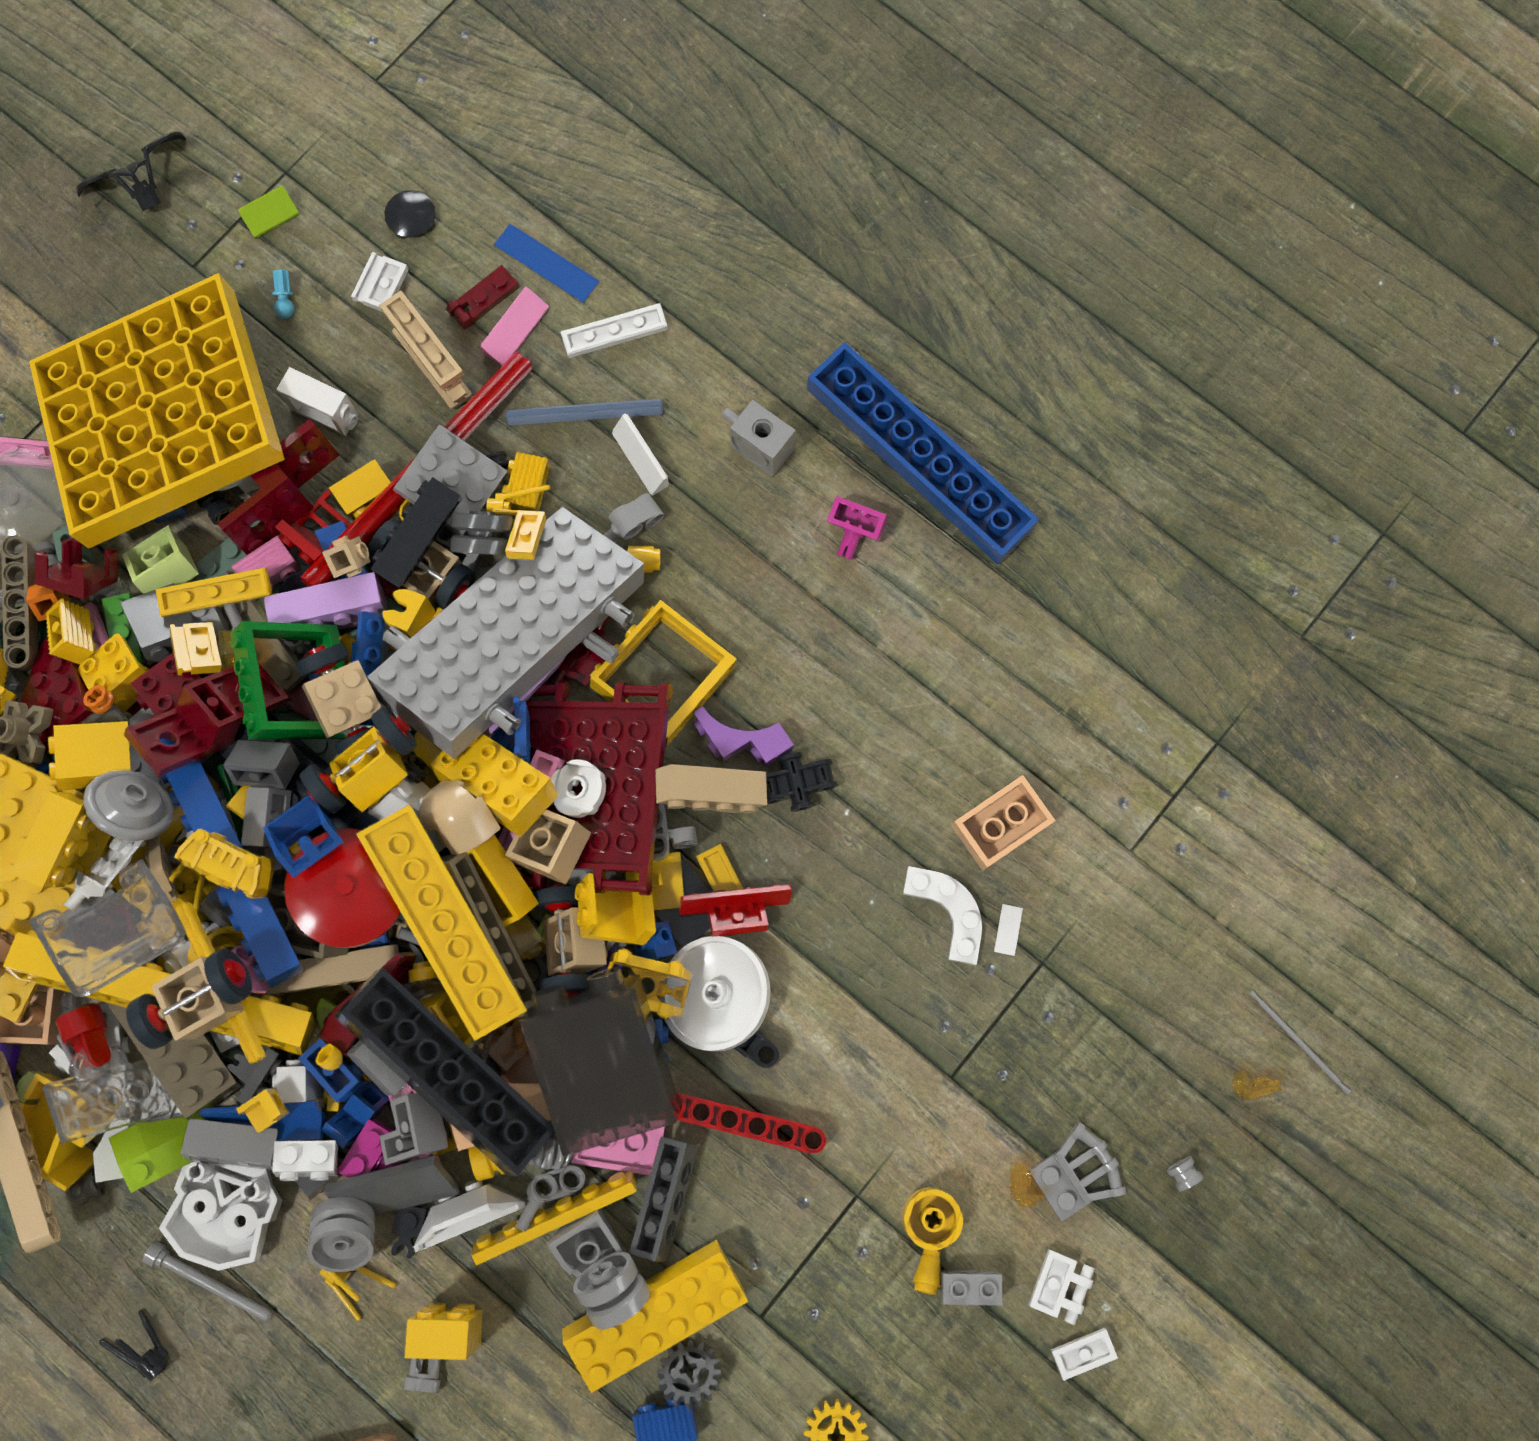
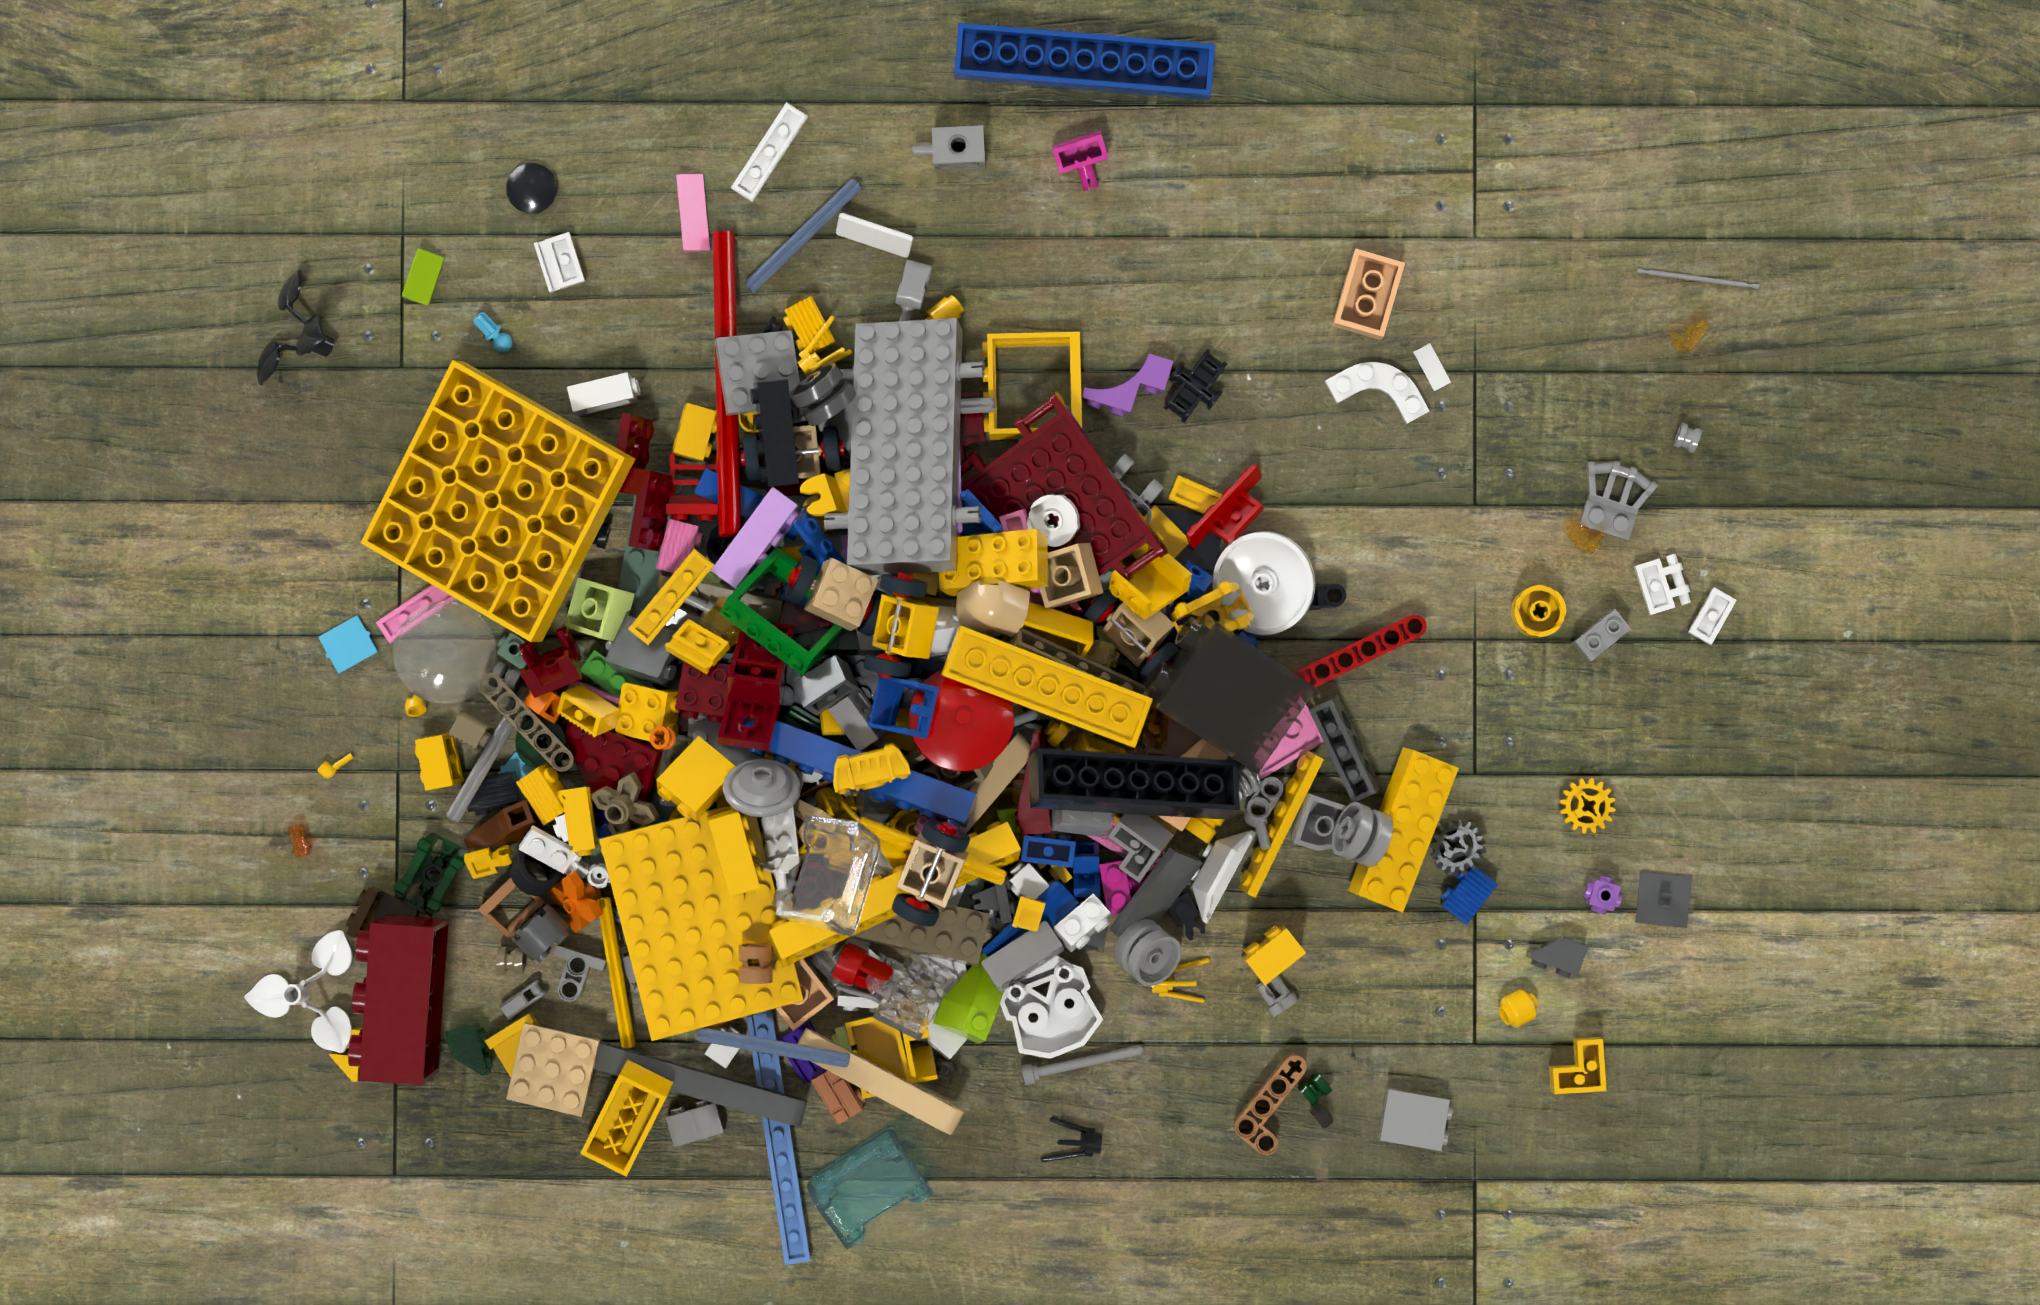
camera: 35 degrees left, 10 degrees up
(329, 1057) = (1044, 841): yellow hinge -> none
(347, 556) = (744, 491): tan brick -> none
(416, 768) = (932, 598): black bush -> none
(426, 350) = (652, 288): tan fence -> none
(483, 297) = (646, 207): dark red plate -> none
(525, 535) = (856, 368): yellow plate -> none
(546, 262) = (669, 140): blue sticker -> none
(711, 788) = (1146, 442): tan wedge -> none
(928, 1273) = (1564, 649): yellow cone -> none

